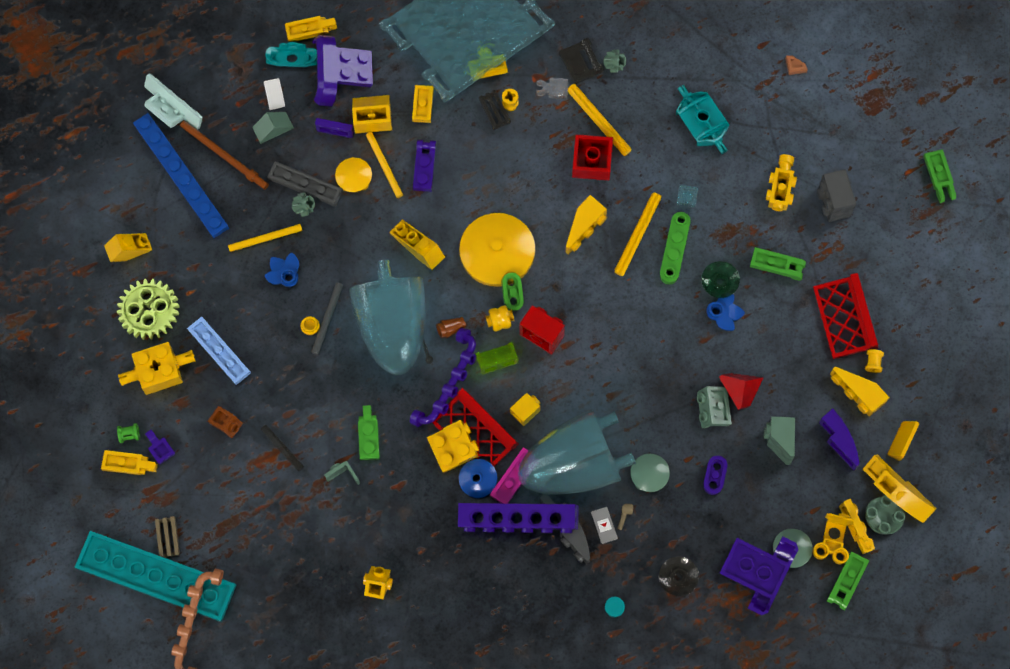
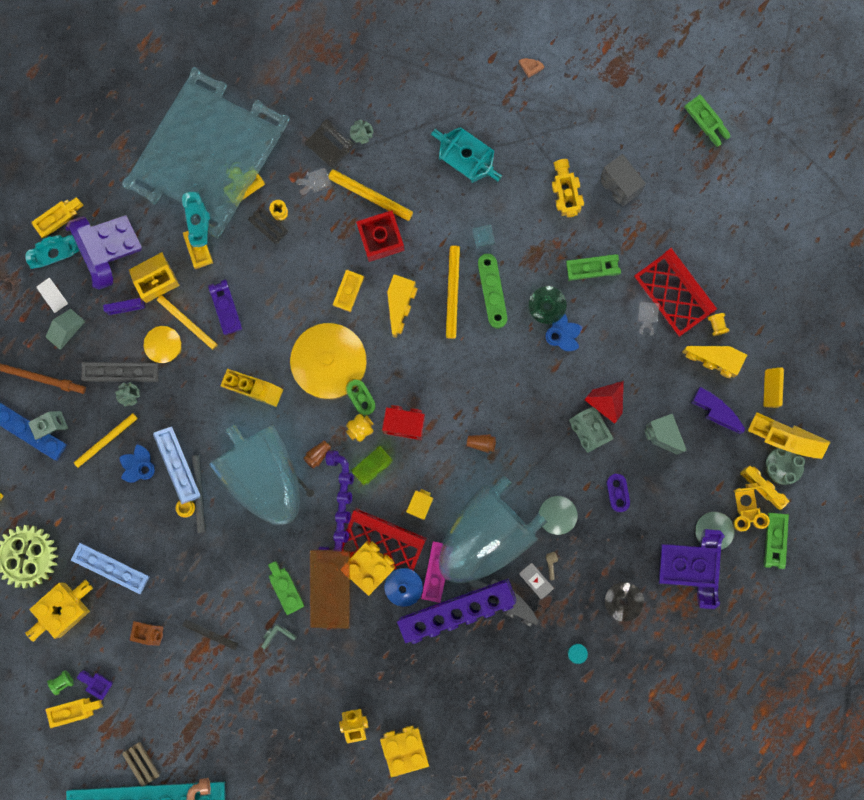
camera: 20 degrees left, 10 degrees up
(220, 200) = (47, 424): none -> sand green bracket
(319, 284) = (176, 465): none -> light blue plate
(409, 450) = (330, 589): none -> clear orange tile
(413, 627) = (404, 751): none -> yellow plate
(434, 63) = (194, 205): none -> teal piece
(542, 194) = (348, 291): none -> yellow plate
(608, 378) = (482, 442): none -> dark orange cone
(811, 325) = (648, 313): none -> clear plate

